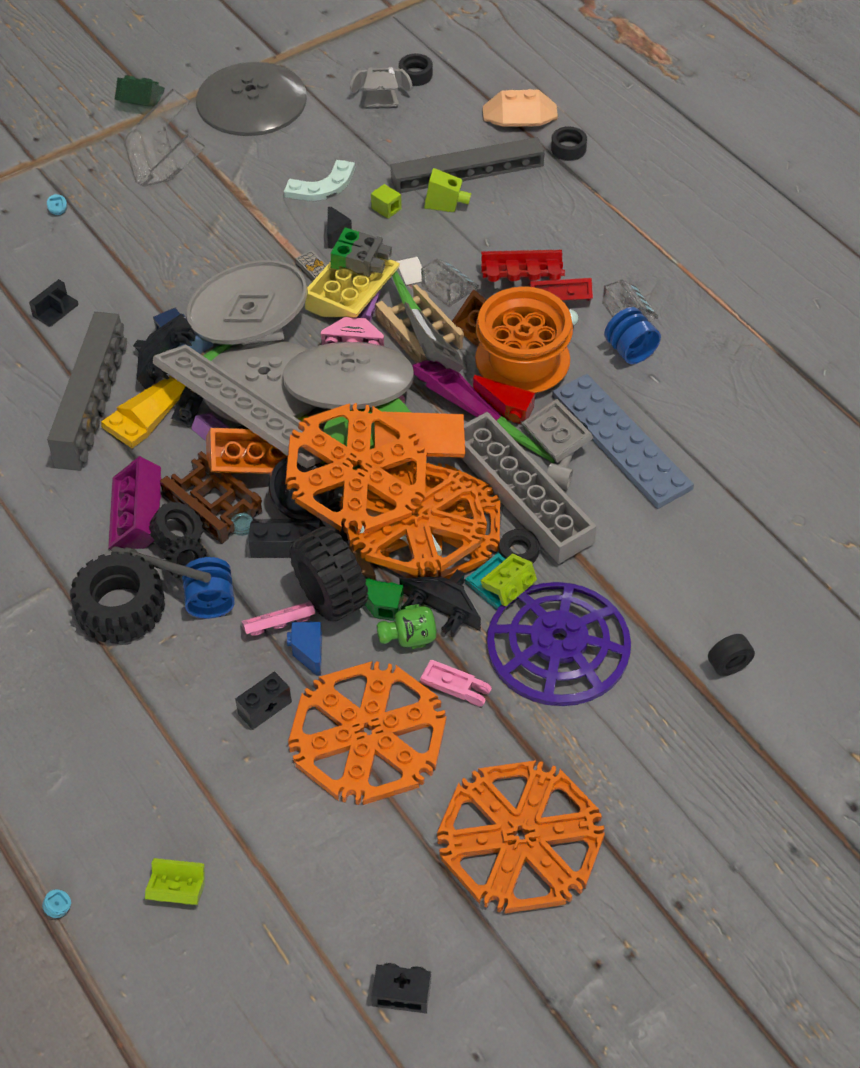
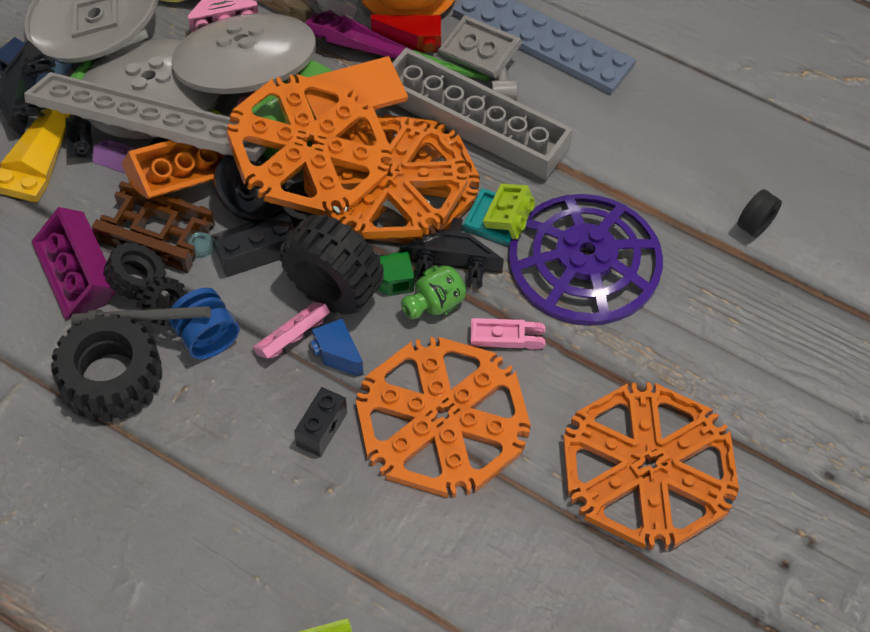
camera: 25 degrees left, 5 degrees up
(521, 536) = (499, 163): black tyre -> none

